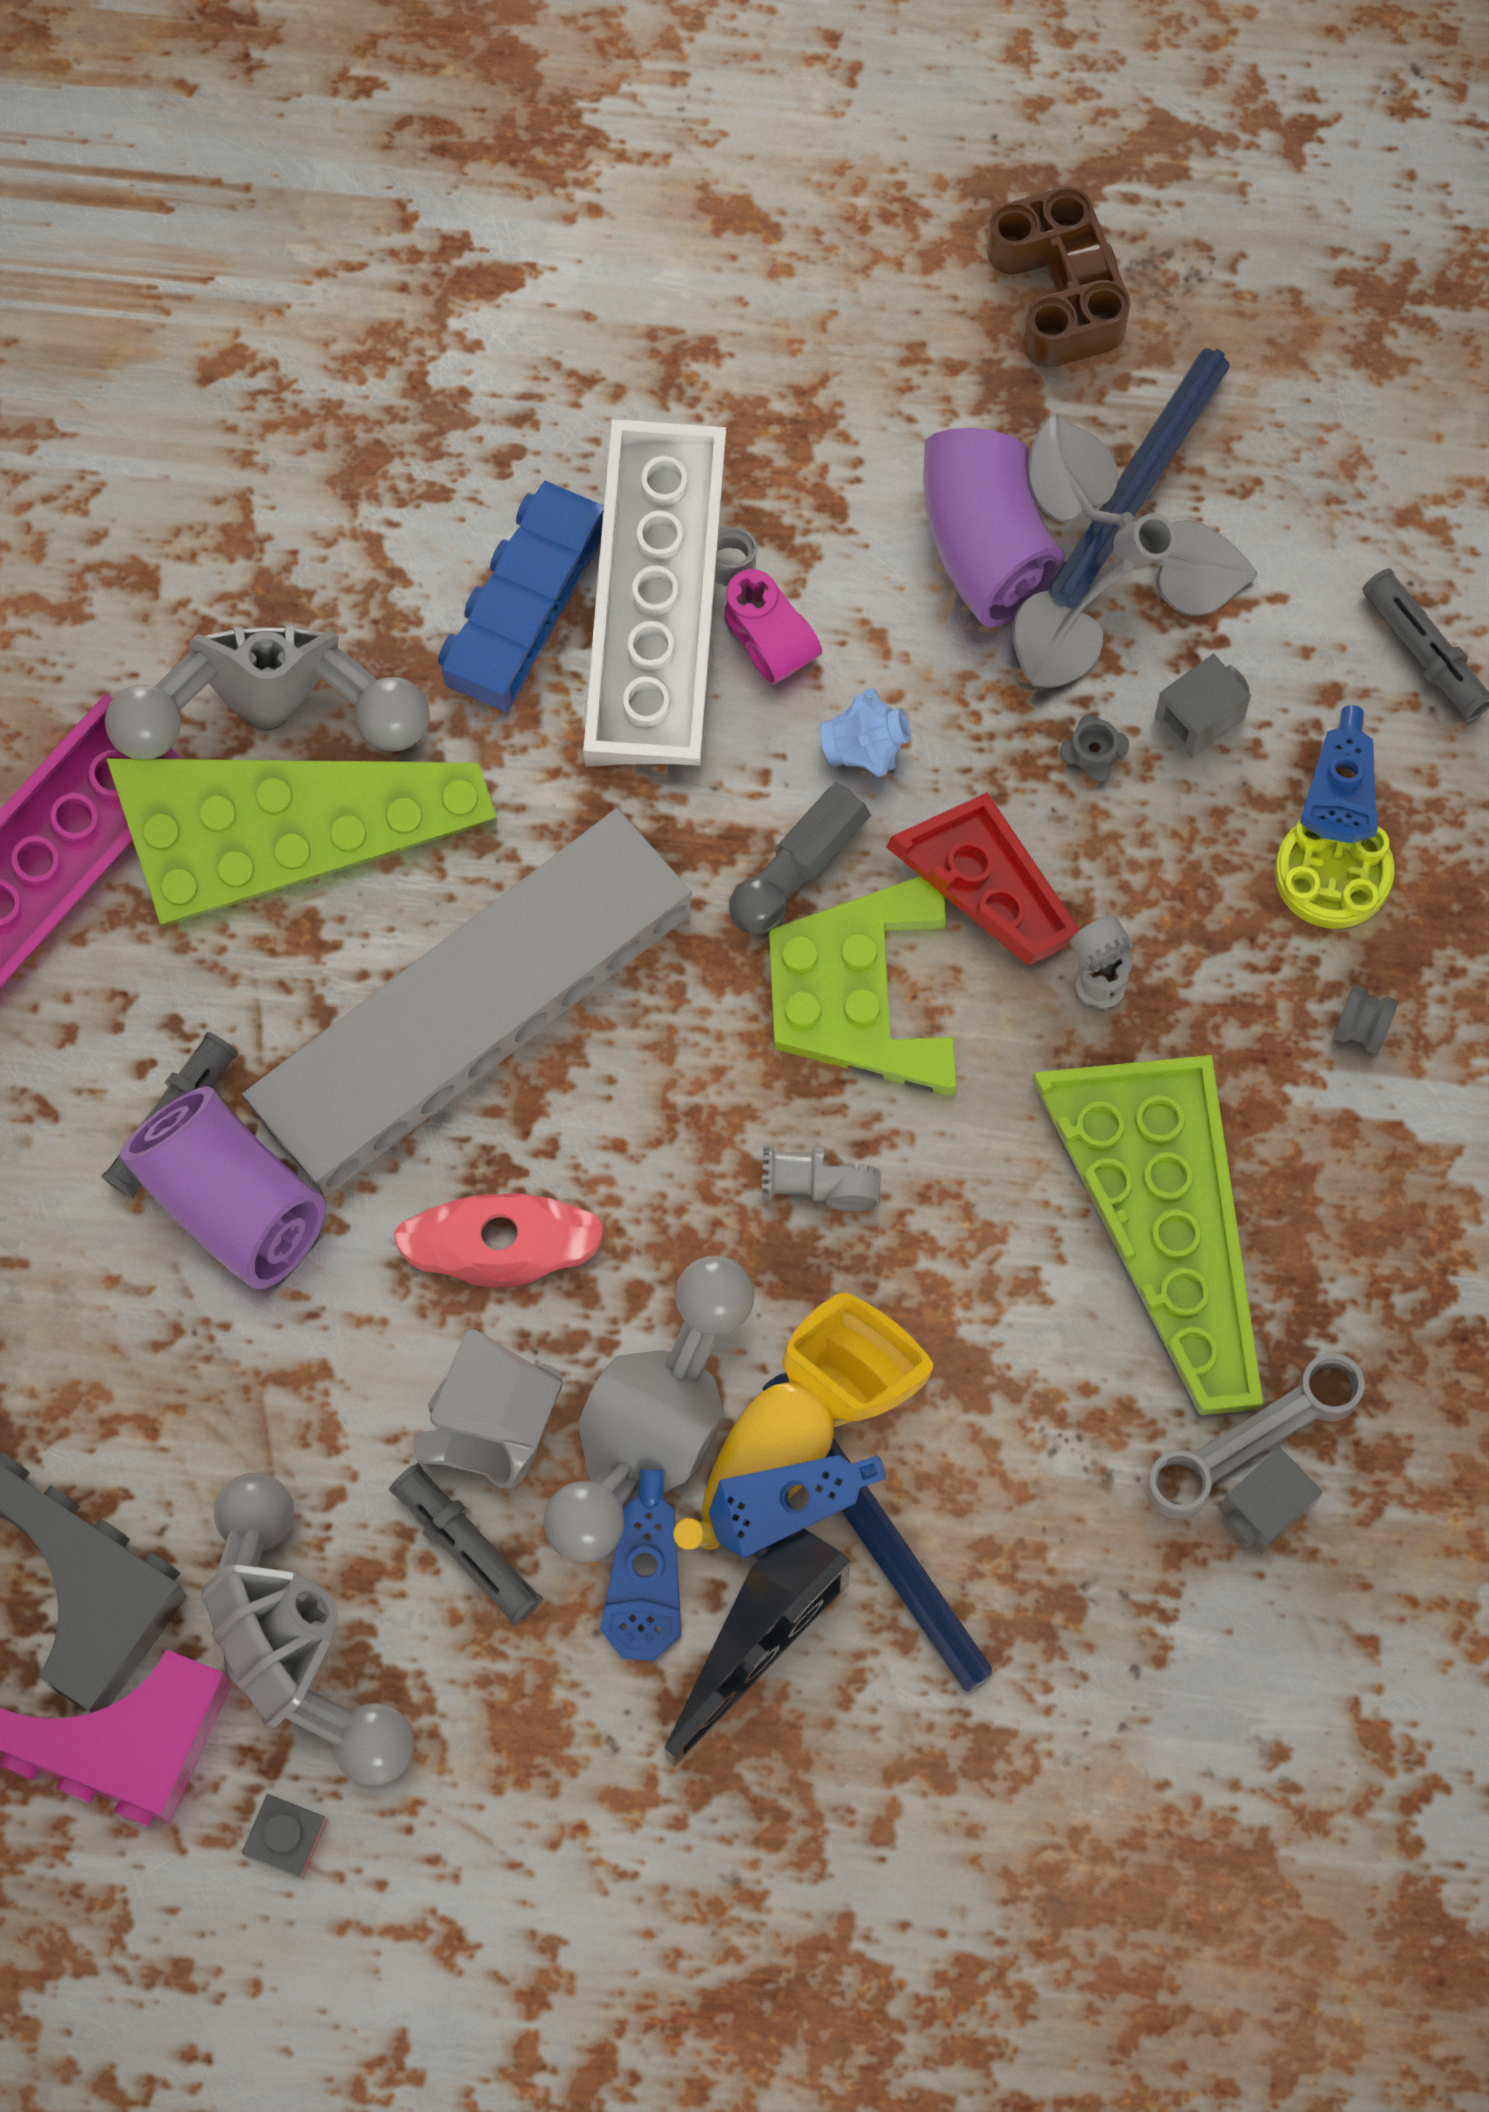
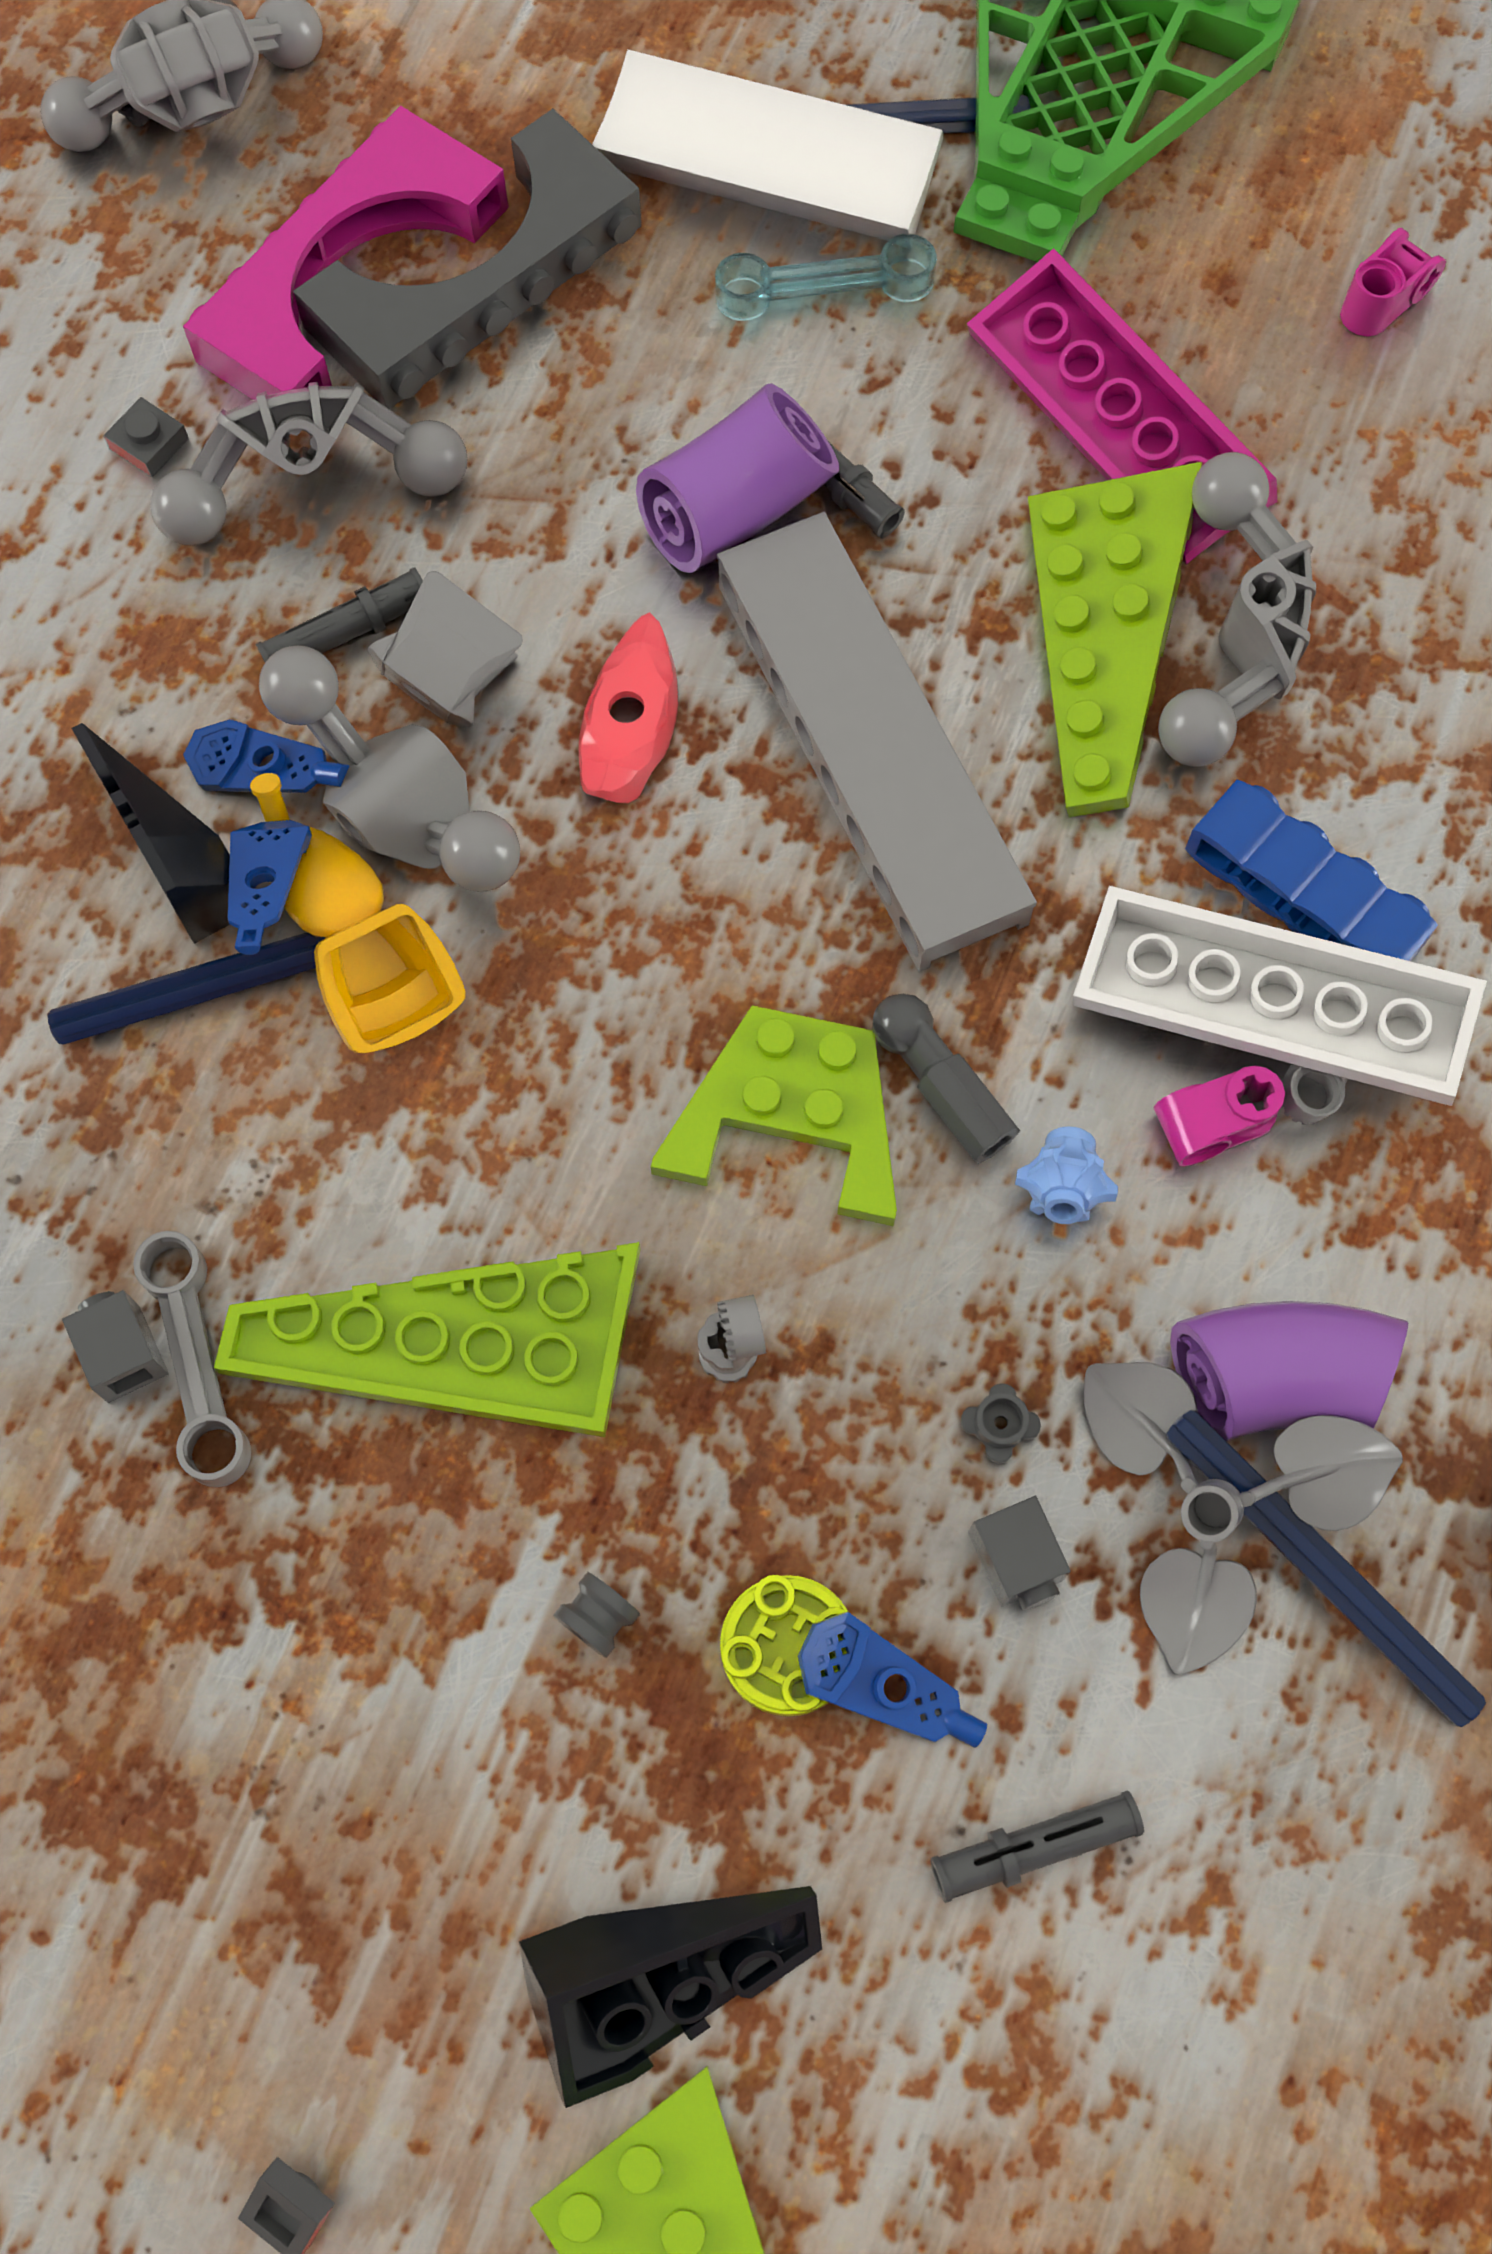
camera: 105 degrees right, 0 degrees up
(805, 1174) = (597, 1004): light grey connector -> none
(989, 876) = (872, 1262): red wing -> none

